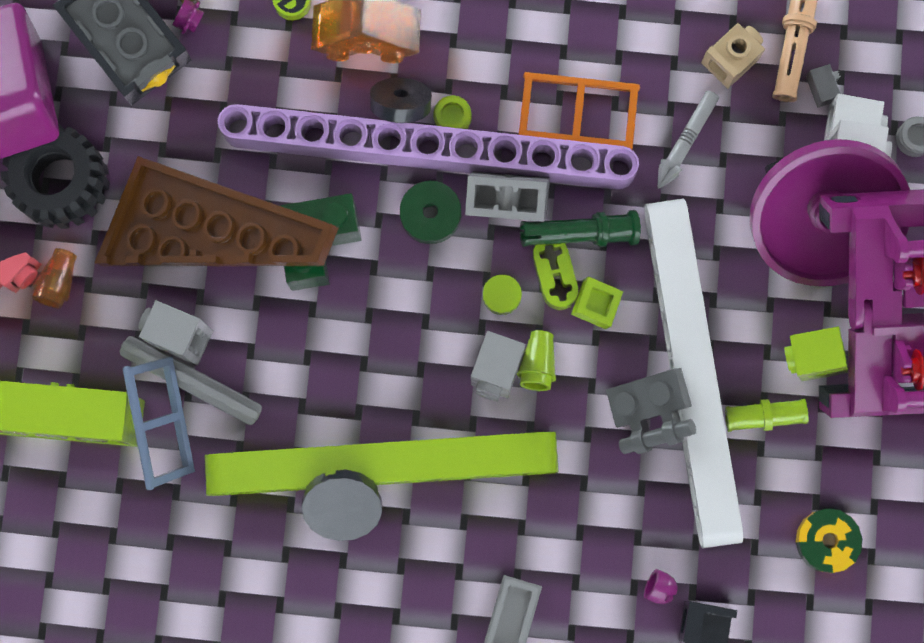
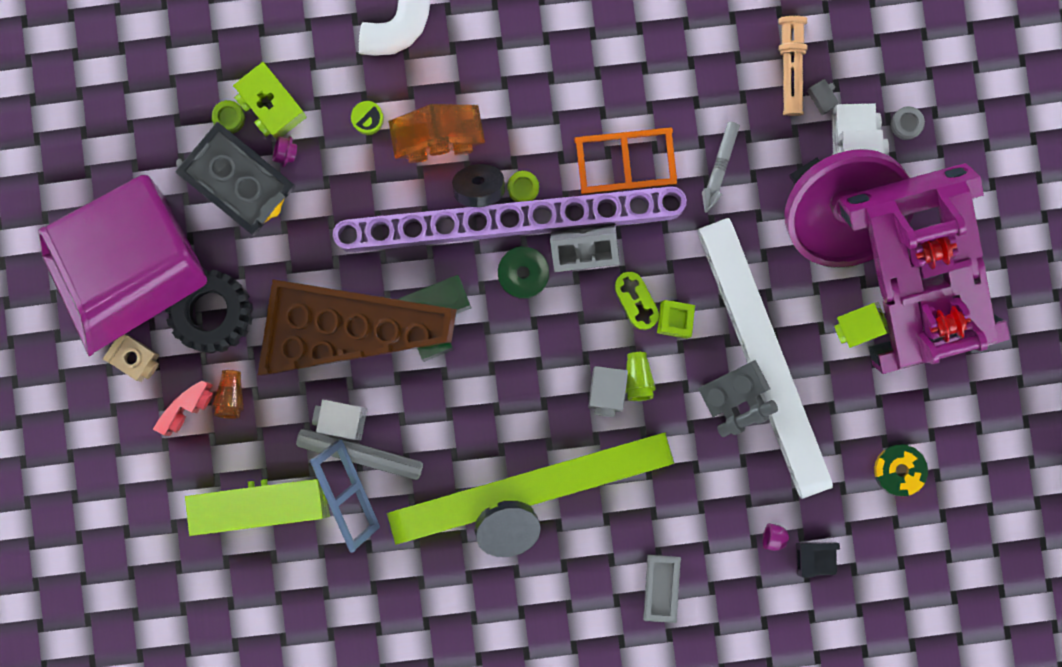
camera: 15 degrees left, 5 degrees up
(502, 294) = (597, 328): lime tile -> none
(597, 229) = (664, 259): dark green pin -> none
(729, 65) = (736, 94): tan brick -> none
(766, 415) = (831, 380): lime pin -> none

